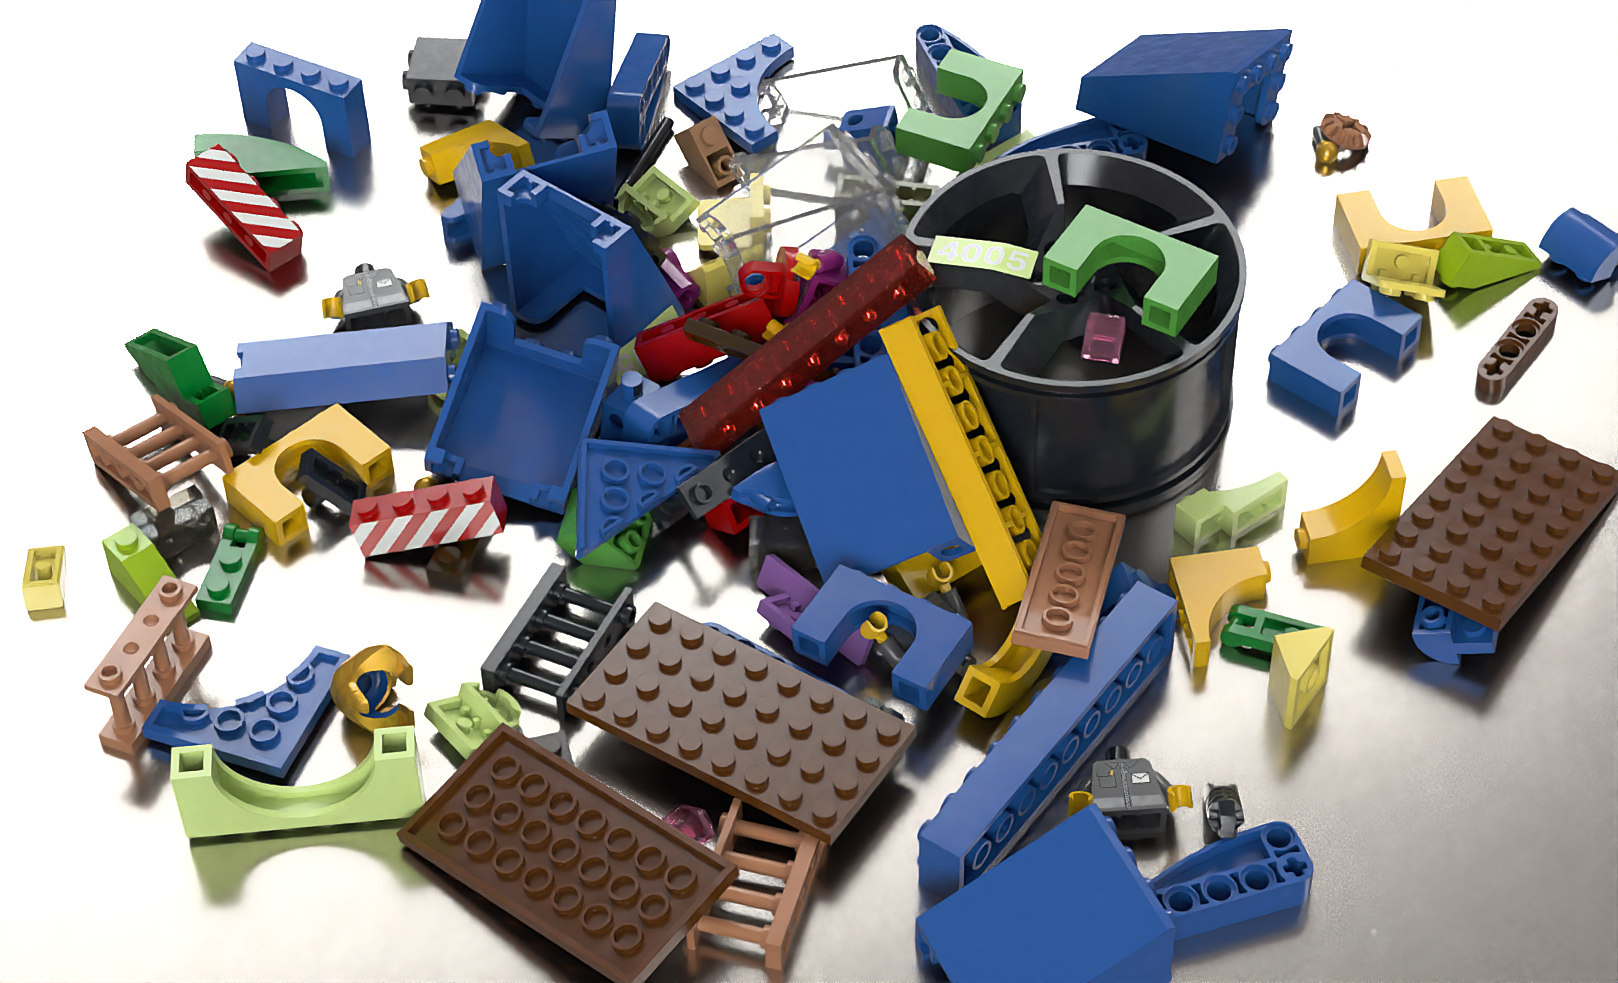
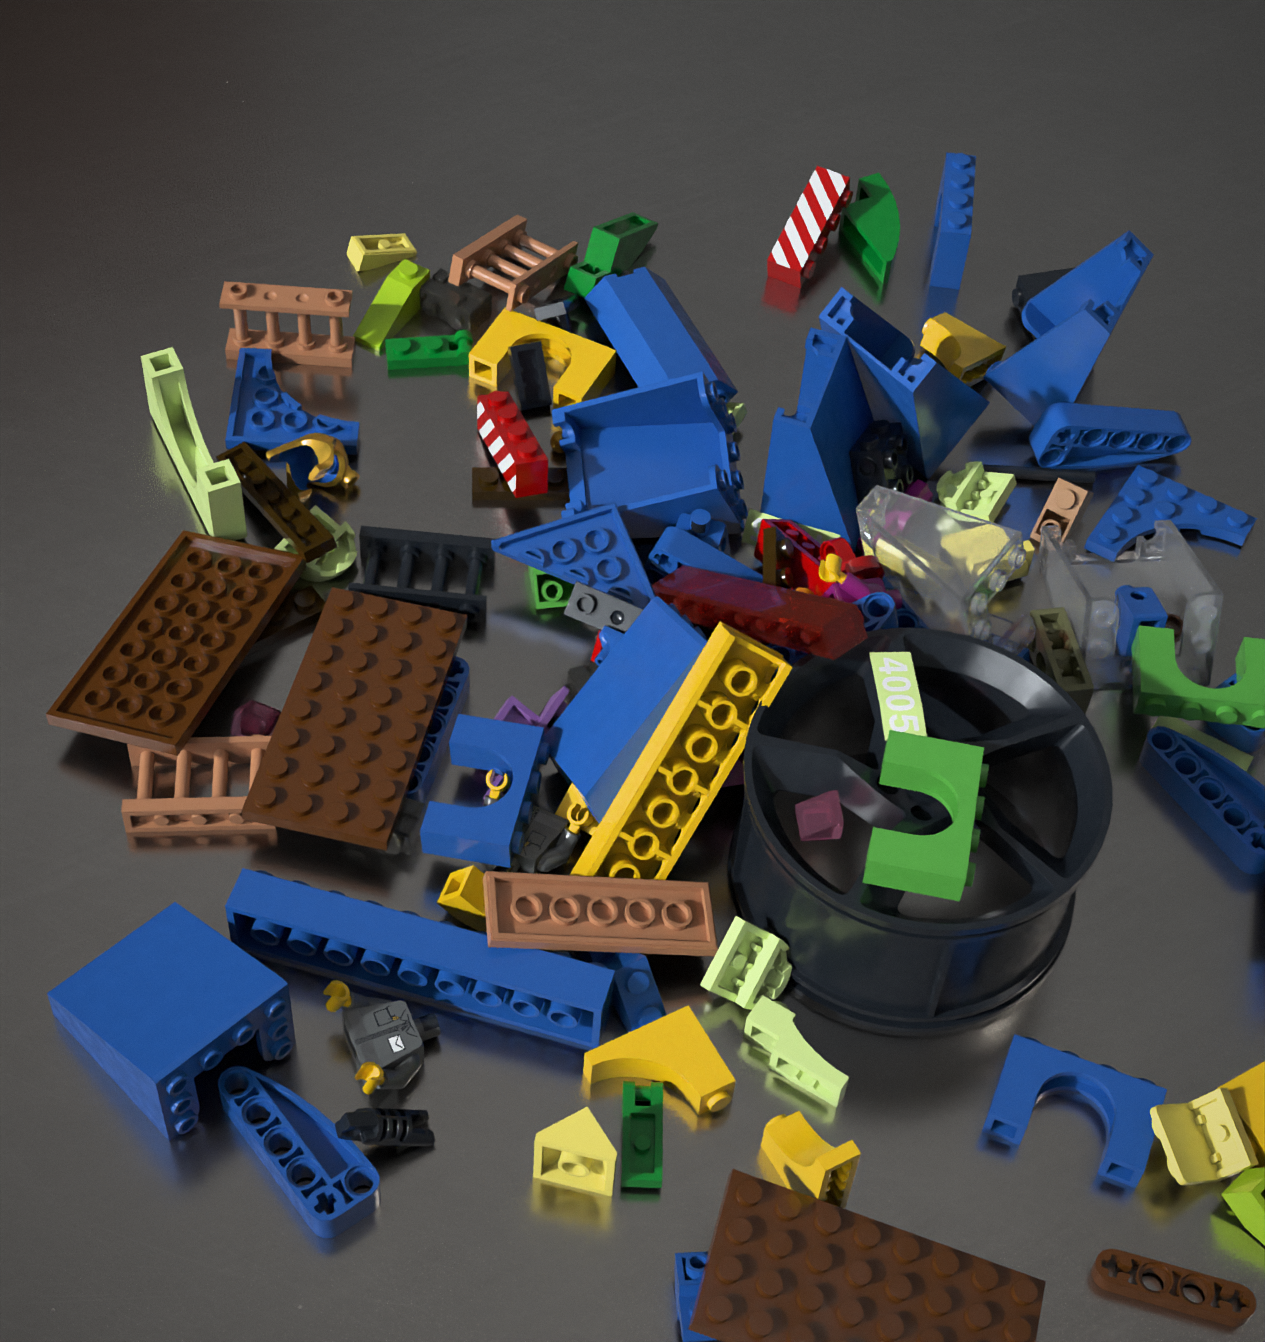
camera: 65 degrees right, 5 degrees up
(374, 299) = (751, 340): dark grey torso -> none
(432, 724) = (279, 504): none -> dark brown plate
(1142, 504) = (748, 965): none -> yellowish green slope

